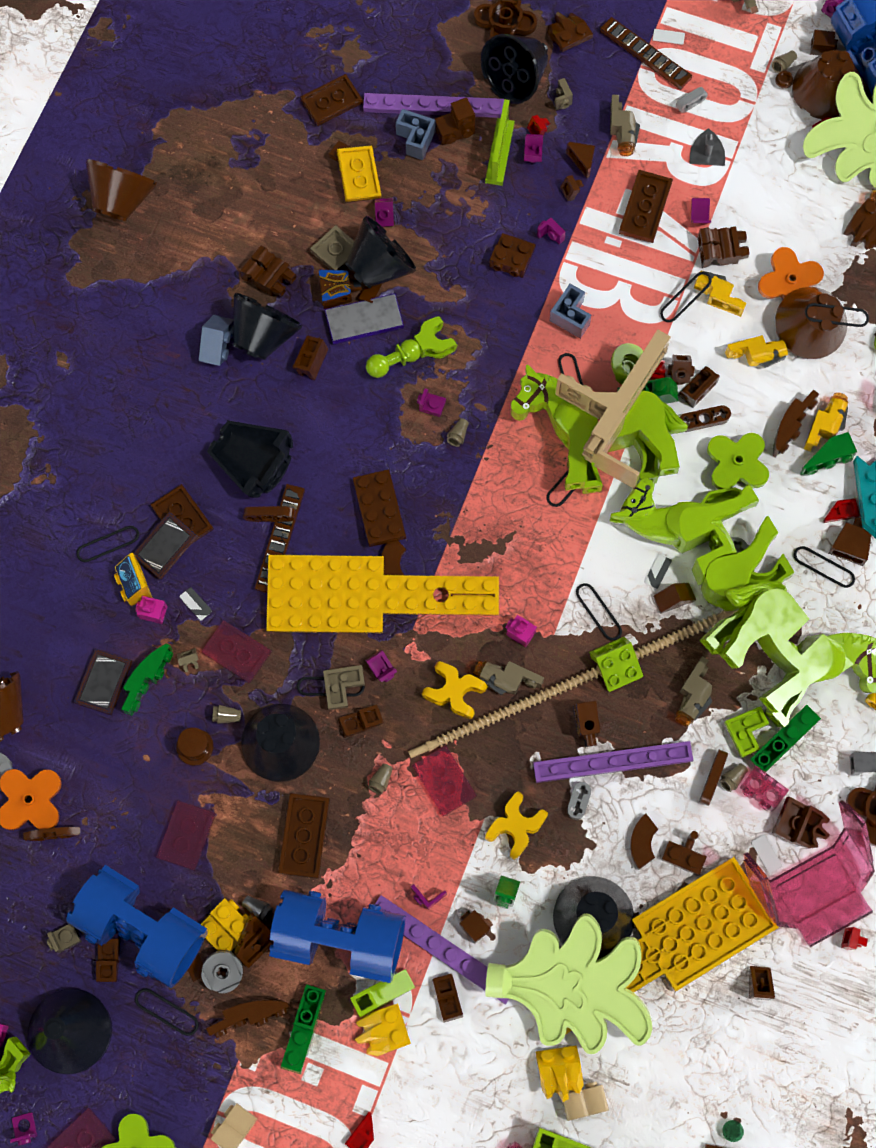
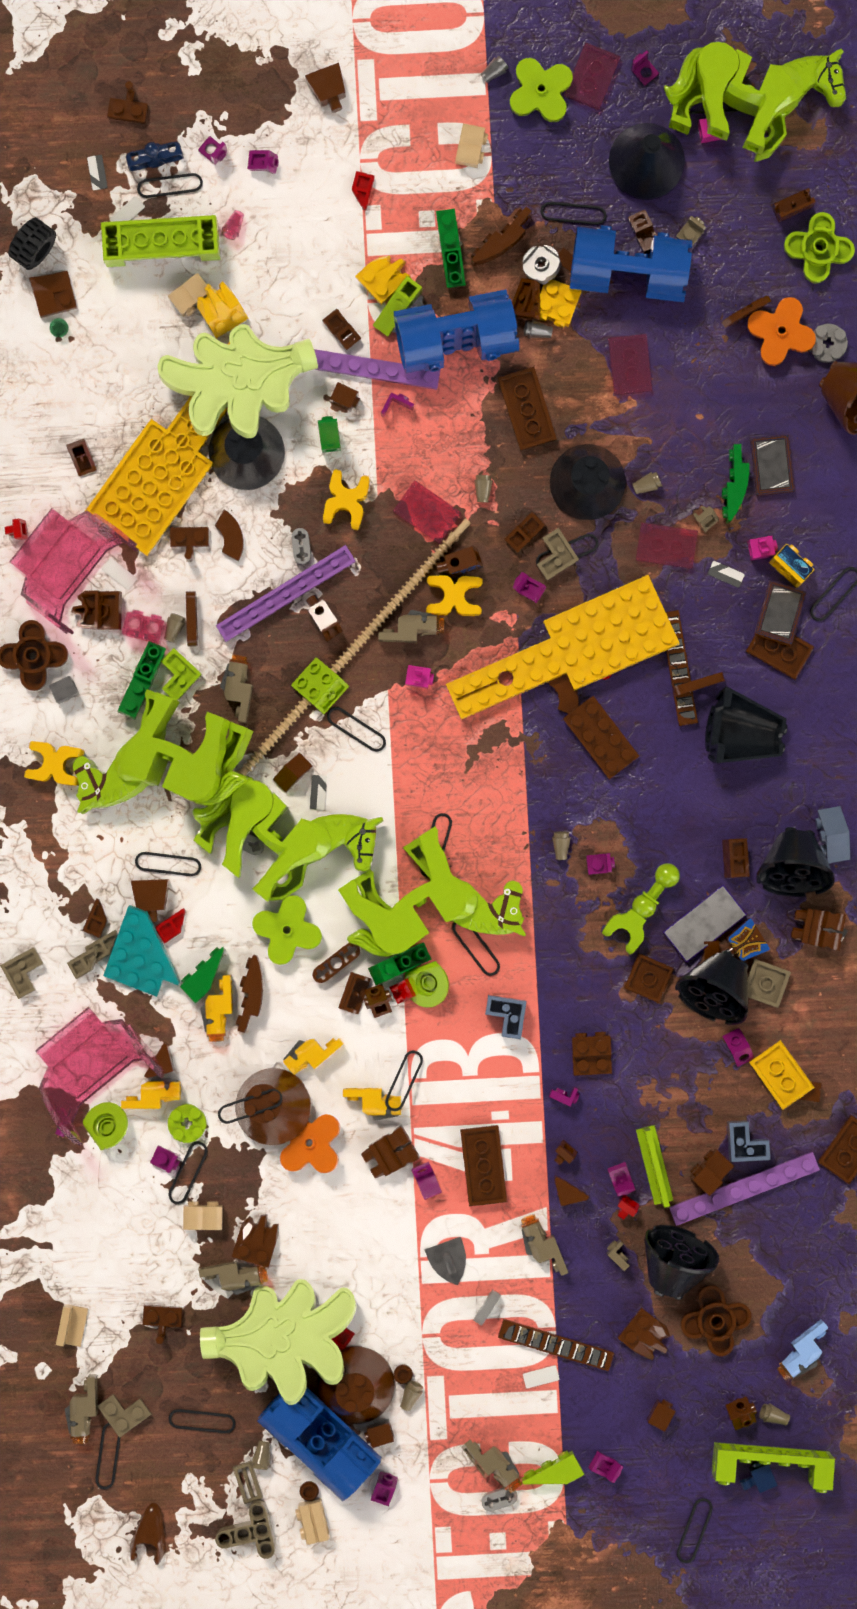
camera: 155 degrees right, 15 degrees up
(194, 746) = (661, 444): reddish brown piece -> none
(426, 716) = (468, 559): none -> reddish brown torso
(434, 295) = (648, 978): none -> reddish brown tile
(613, 408) = (418, 914): tan piece -> none

